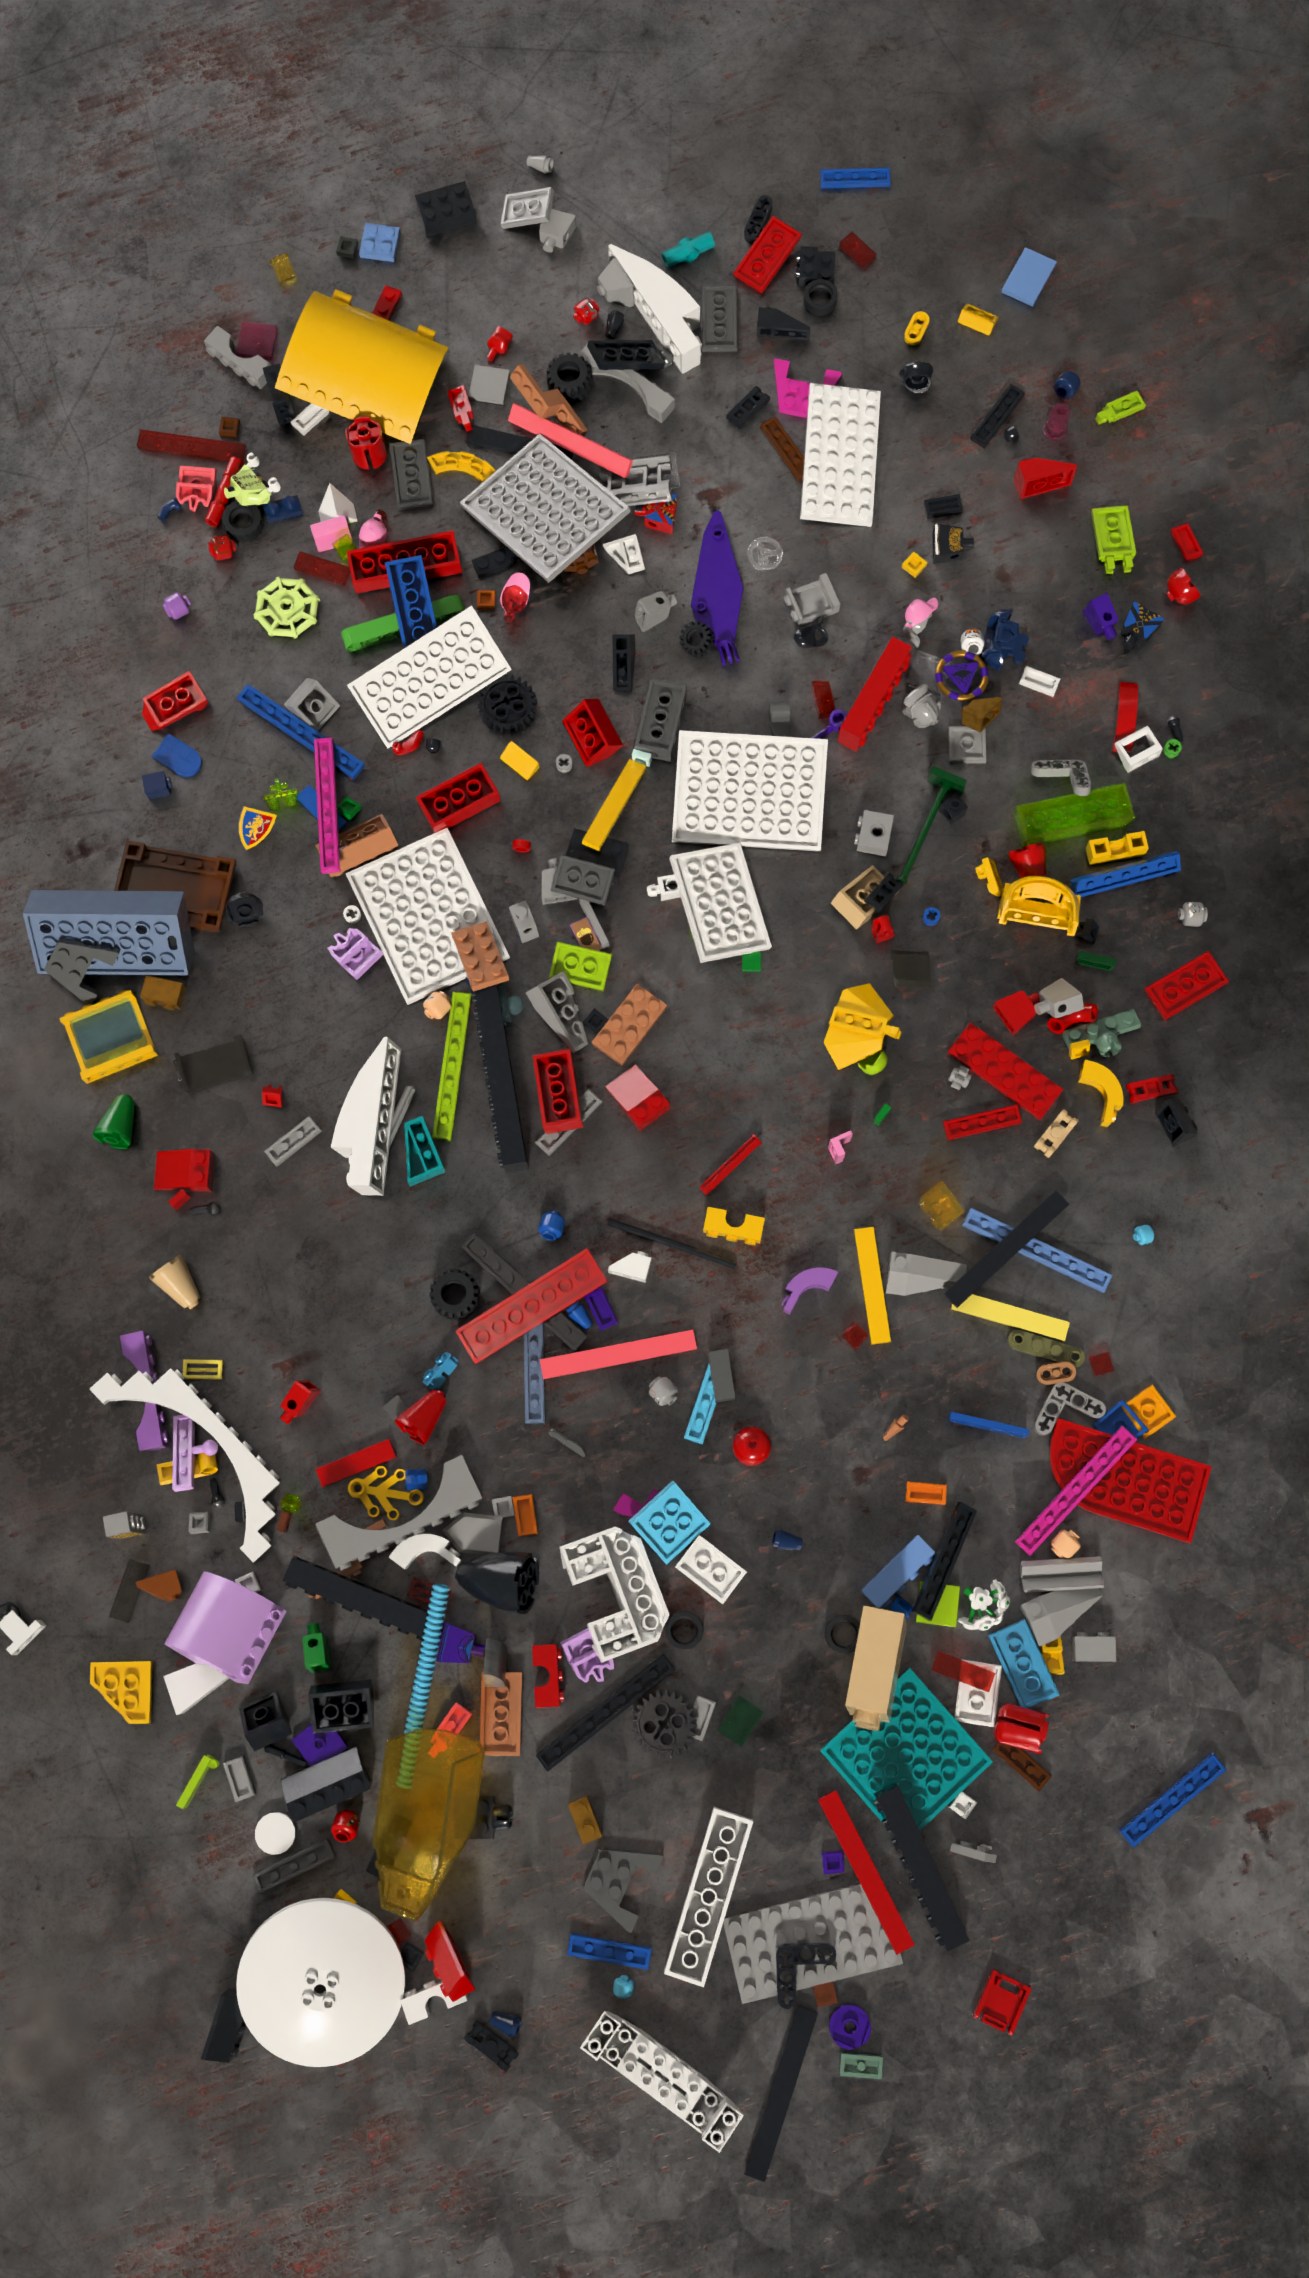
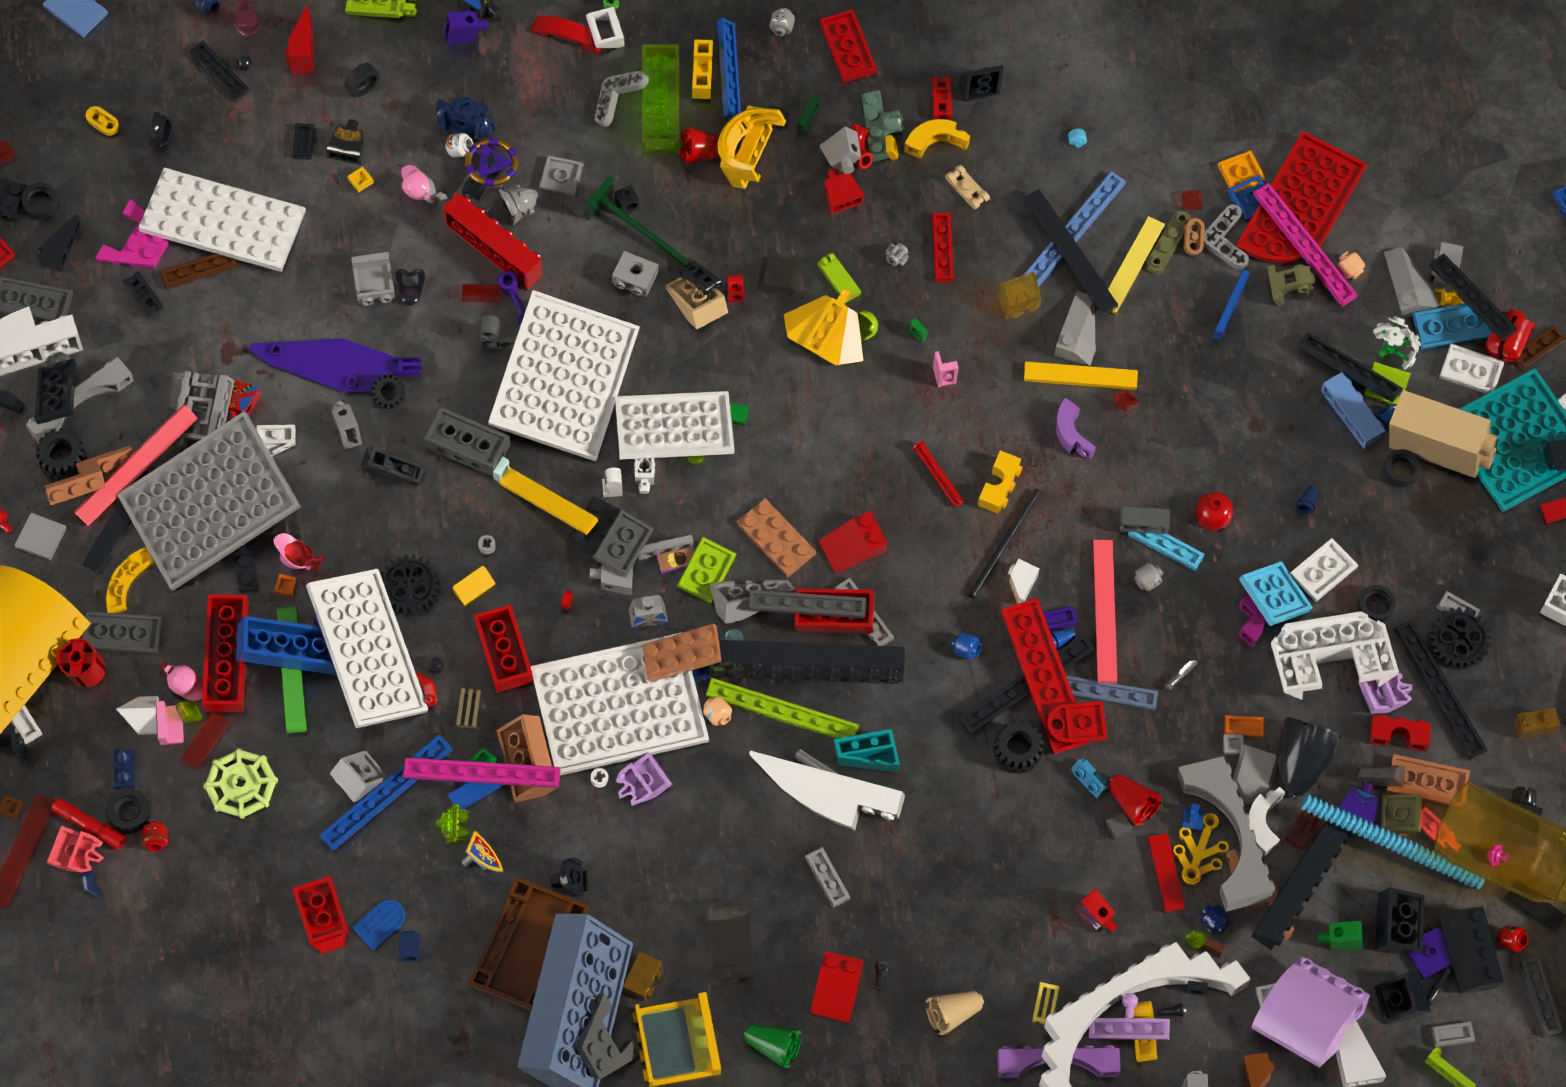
camera: 85 degrees left, 10 degrees down
(176, 605) = (210, 892): medium lavender head -> none
(179, 1199) = (867, 996): red tile -> none
(199, 1522) = (1199, 1030): light grey tile -> none
(249, 486) = (96, 791): yellowish green torso -> none
(272, 1096) = (778, 886): red tile -> none
(275, 1833) = (1509, 1008): white tile -> none
(313, 1515) = (1214, 919): none -> clear blue head
(398, 777) = (470, 693): none -> dark tan tile
(428, 1795) = (1496, 855): none -> dark pink plant
(459, 1690) = (1401, 813): none -> olive tile
(461, 406) = (60, 566): red hinge -> none
(489, 1349) = (1079, 723): none -> red tile
(553, 1061) = (807, 604): none -> dark grey tile
(592, 732) = (461, 510): red slope -> none
(595, 1021) = (766, 568): black tile -> none
(648, 860) = (612, 483): none -> white leg
(740, 1721) = (1466, 574): clear green plate -> none
(764, 561) = (315, 319): clear piece -> none
(896, 1426) = (1218, 384): nougat bar -> none
(922, 1028) = (838, 275): none -> lime hinge
(926, 1493) = (1283, 372): orange tile -> none
(928, 666) = (473, 189): none -> black tile
(929, 922) = (729, 239): blue bush -> none
(963, 1671) = (1451, 375): clear red tile -> none
(977, 319) = (107, 64): yellow slope -> none
(981, 713) = (534, 155): pearl gold slope -> none
(989, 871) = (695, 185): yellow hinge -> none
(1005, 1071) = (897, 217): red plate -> none
(1017, 538) = (361, 80): none -> black tyre
(1033, 1493) = (1279, 288): none -> olive tile
(1039, 681) = (512, 98): white tile -> none
(1053, 1680) = (1473, 297): none -> black tile
(1061, 1574) = (1378, 275): light grey panel -> none

